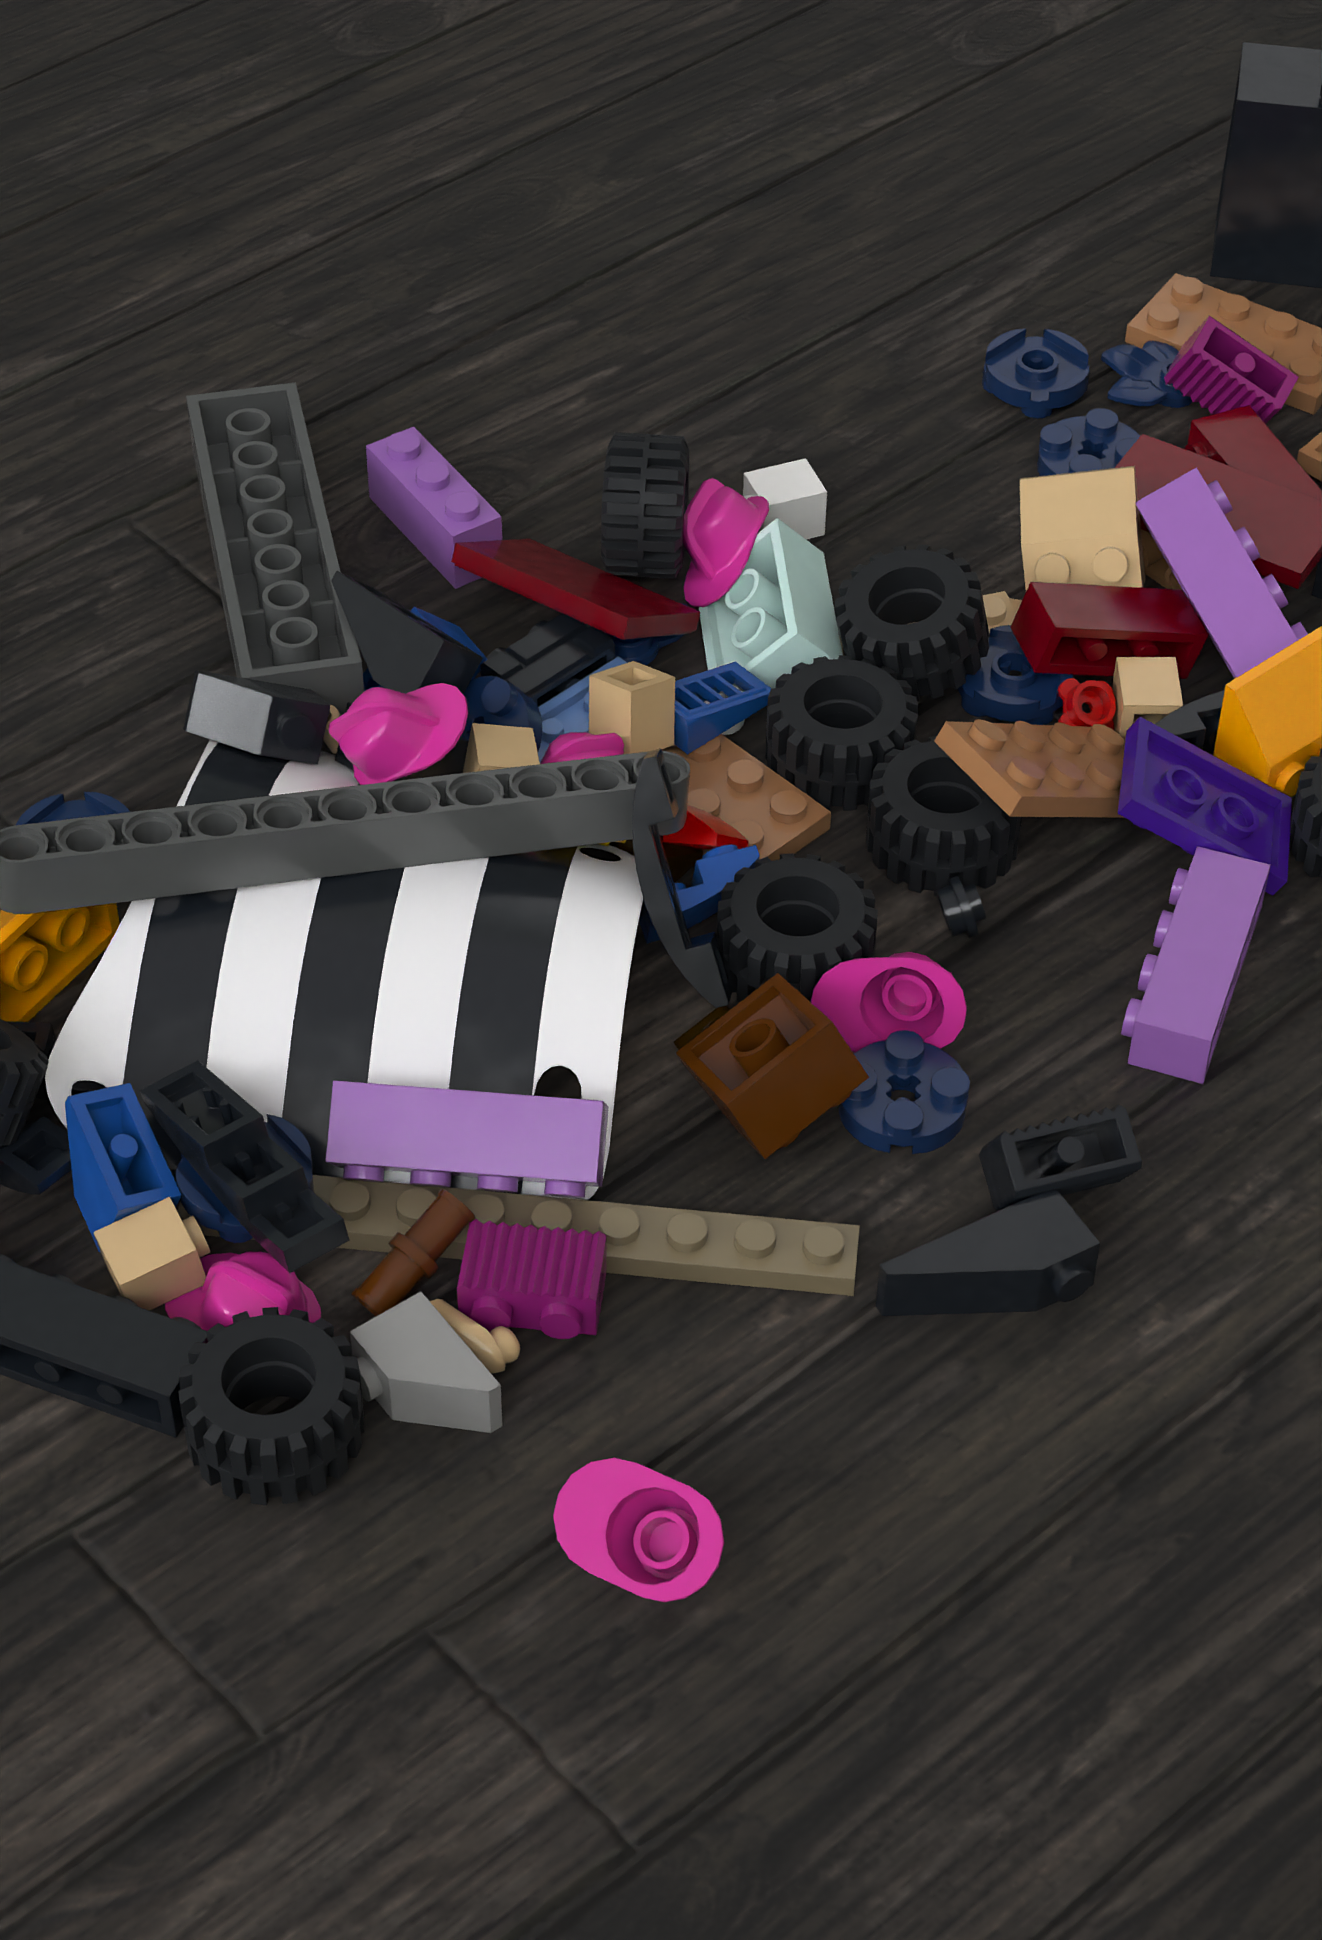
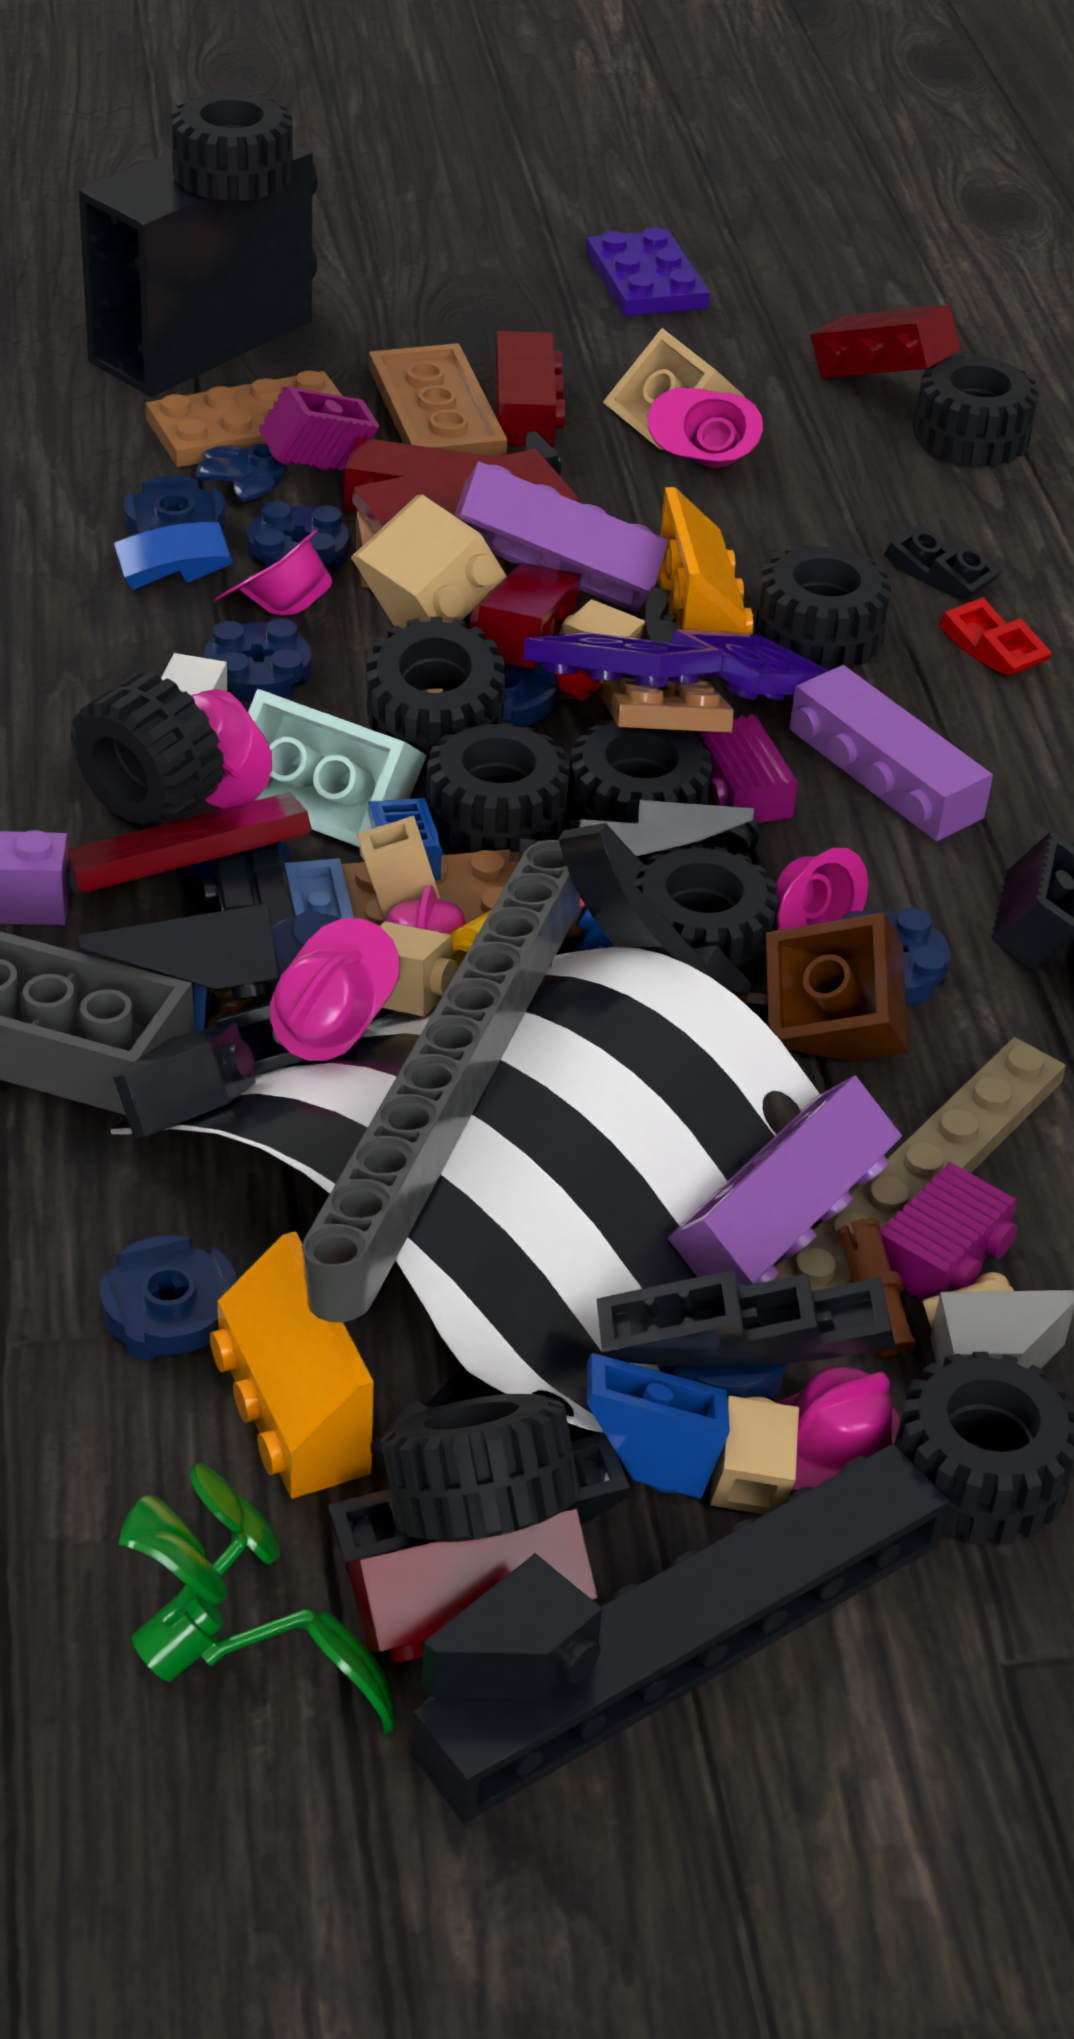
camera: 60 degrees left, 5 degrees down
(842, 831) = (659, 825): none -> slope
(892, 513) = (276, 643): none -> dark blue plate
(978, 396) = (185, 547): none -> blue slope
(999, 468) = (288, 584): none -> dark pink piece
(1054, 877) = (749, 771): none -> magenta brick
(1068, 705) = (613, 656): none -> dark purple plate

